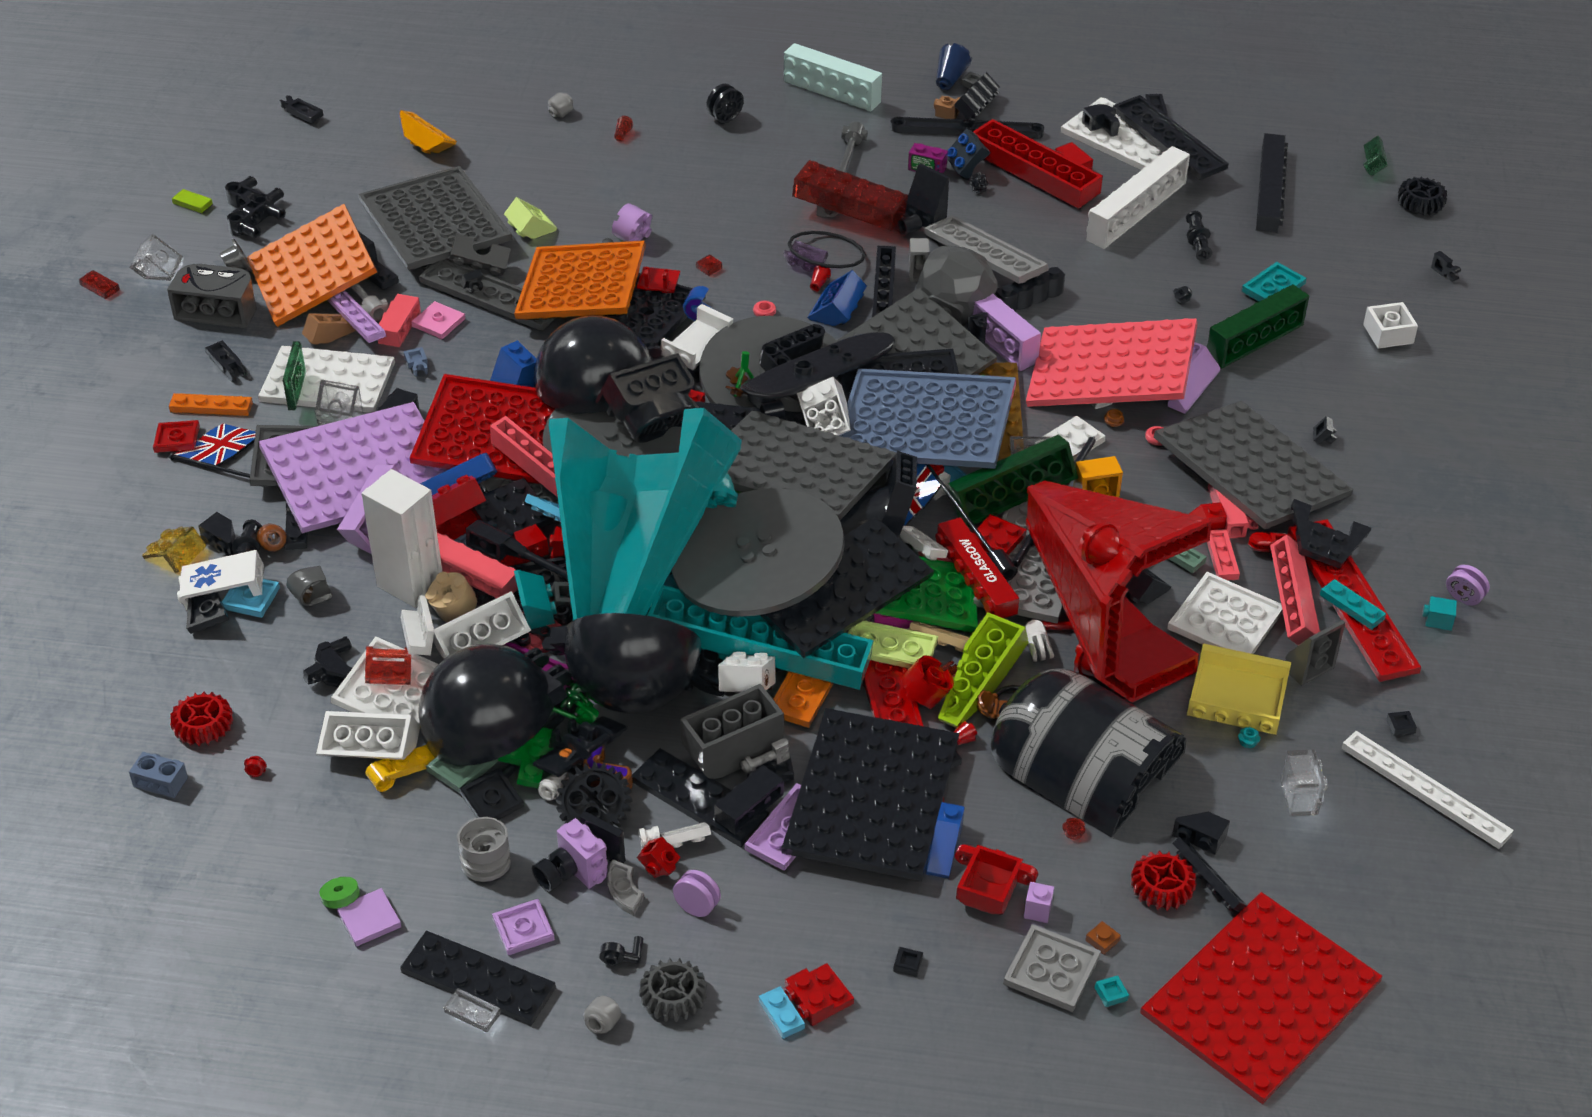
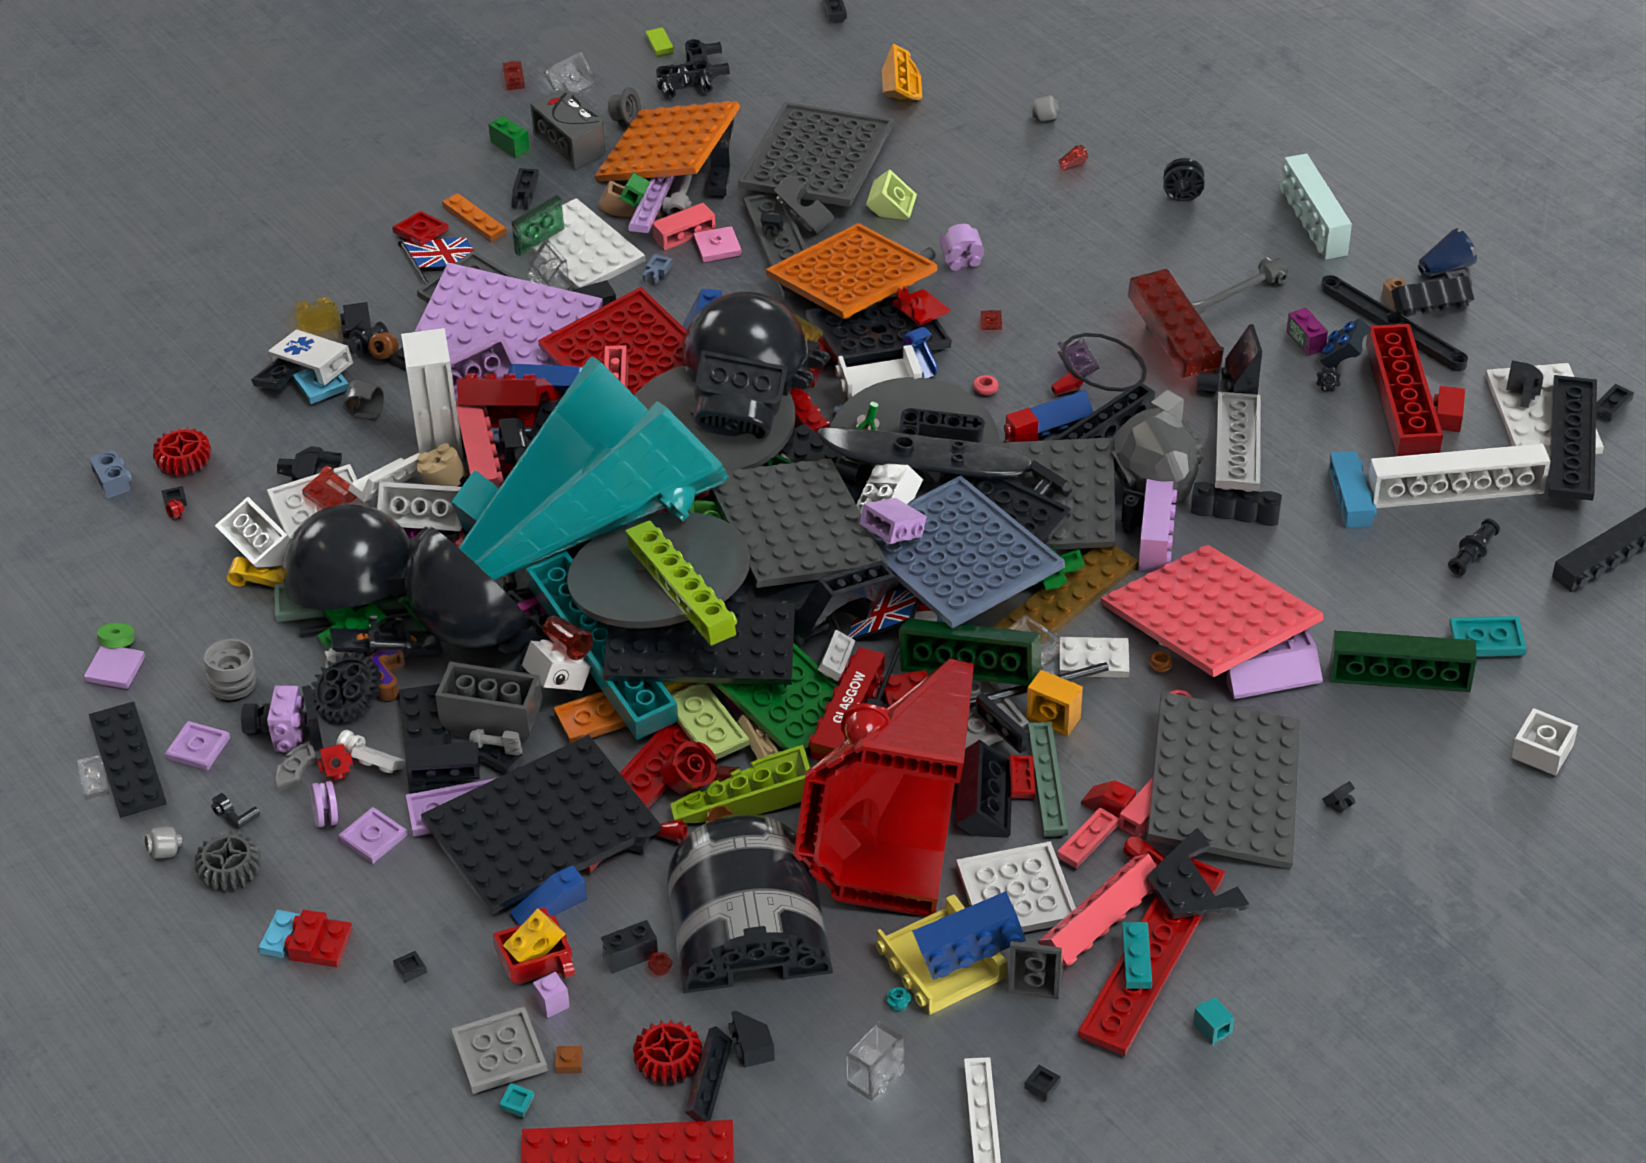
camera: 45 degrees right, 0 degrees up
(164, 329) = (509, 136): none -> green brick
(236, 758) = (174, 493): none -> black tile
(336, 310) = (634, 190): none -> green brick
(491, 796) = (289, 638): black tile -> none
(745, 642) = (570, 638): none -> clear red plant
(752, 892) = (372, 835): none -> lavender tile
(806, 543) = (681, 582): none -> lime brick
(841, 319) = (1021, 426): none -> red brick
(868, 420) = (892, 520): none -> lavender brick
(915, 338) = (1048, 480): none -> black tile
(991, 868) = (534, 937): none -> yellow brick
(1045, 830) = (629, 946): none -> black hinge
(1083, 242) = (1352, 489): none -> dark azure brick
(1182, 294) = (1382, 592): black piece -> none
(1263, 658) = (969, 935): none -> blue brick
(1467, 585) = (1268, 1010): lavender head -> none

